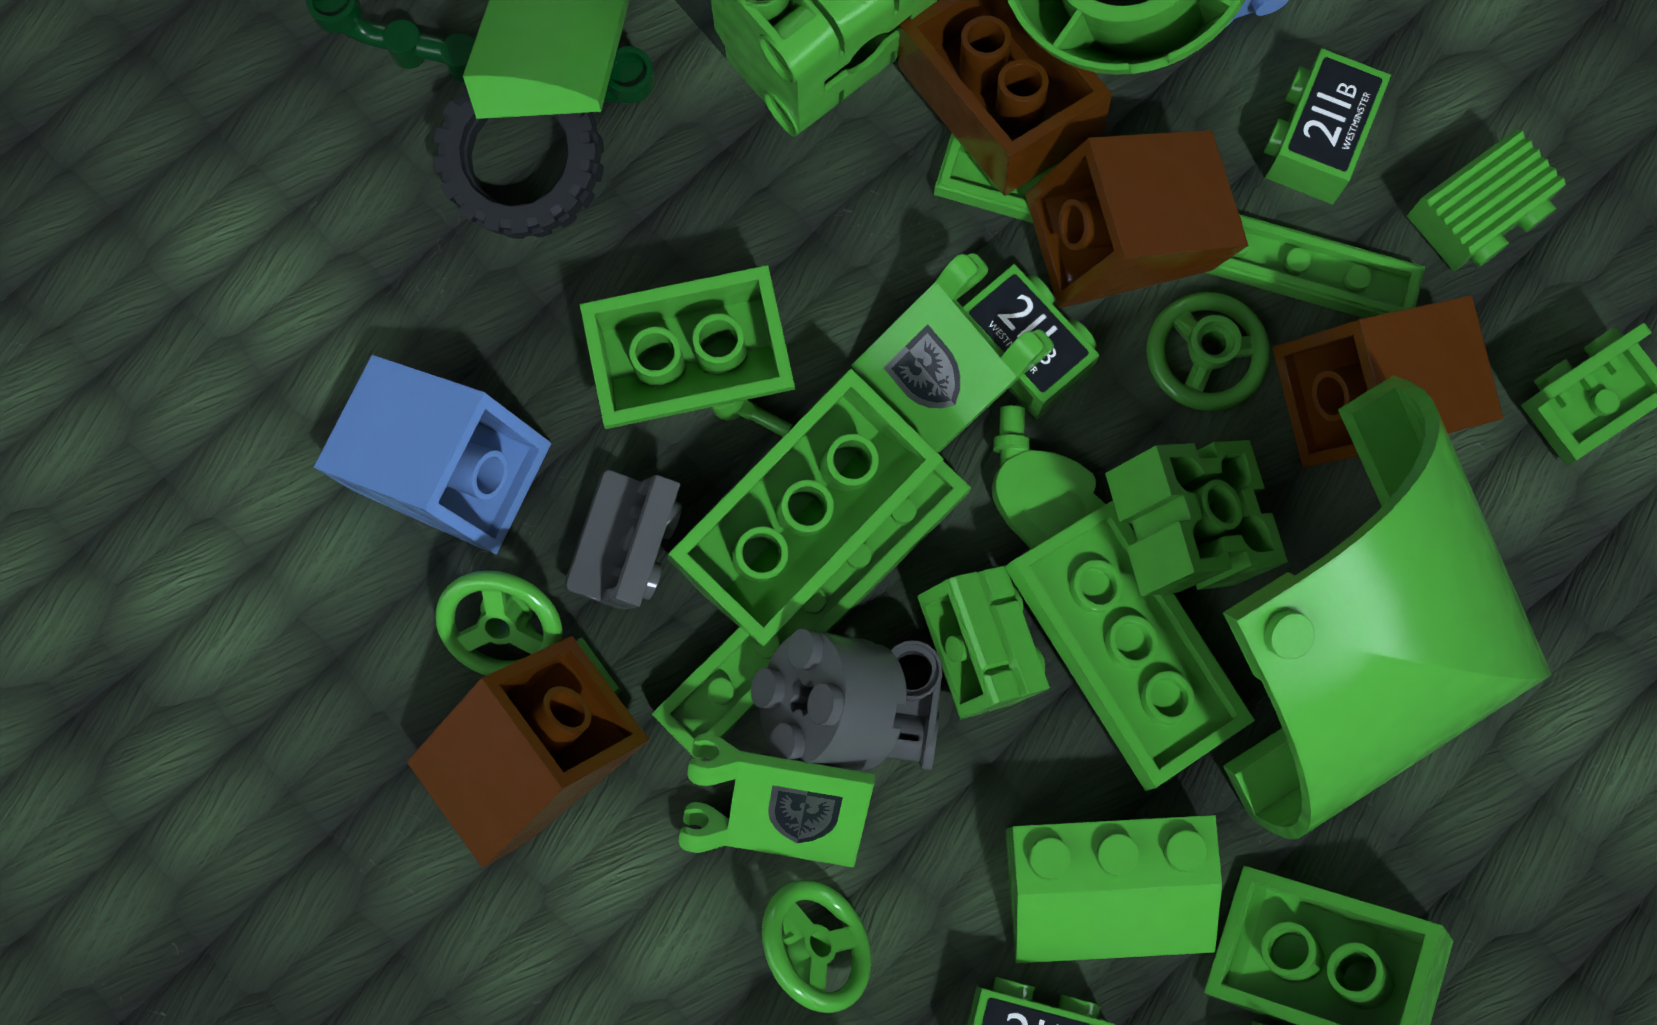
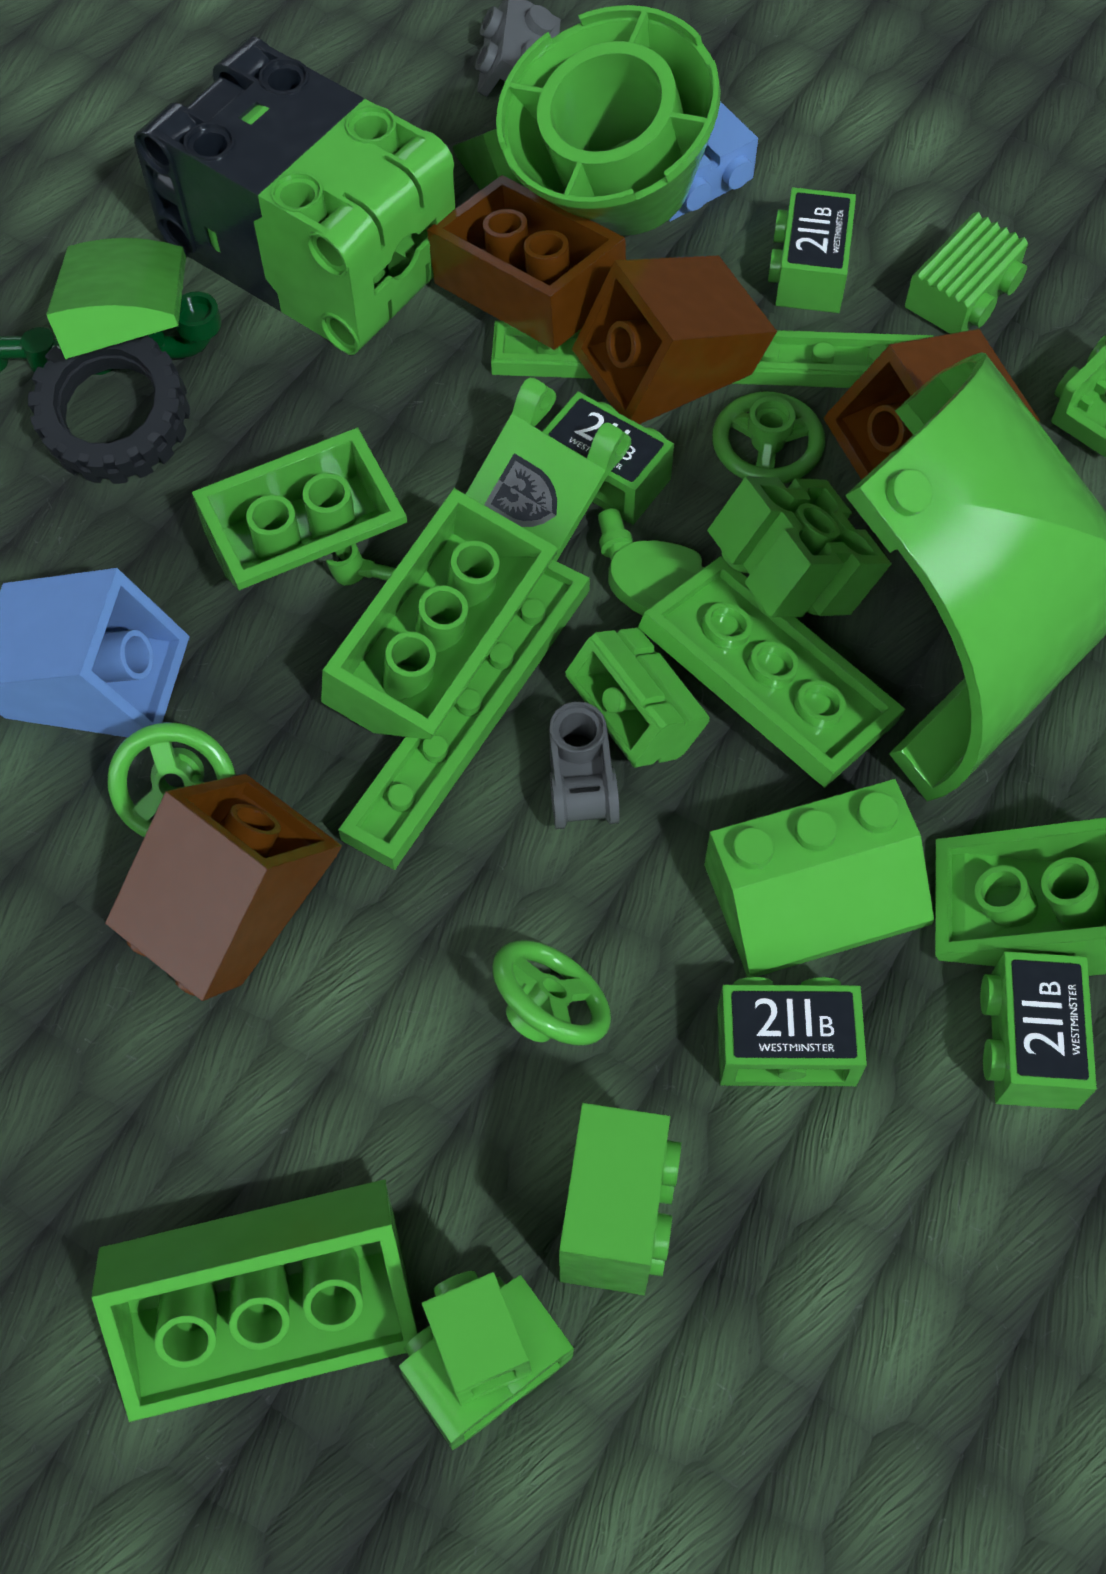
camera: 15 degrees left, 15 degrees down
(622, 539) = (274, 689): dark grey bracket -> none
(777, 805) = (490, 872): bright green flag -> none
(830, 700) = (507, 766): dark grey brick -> none

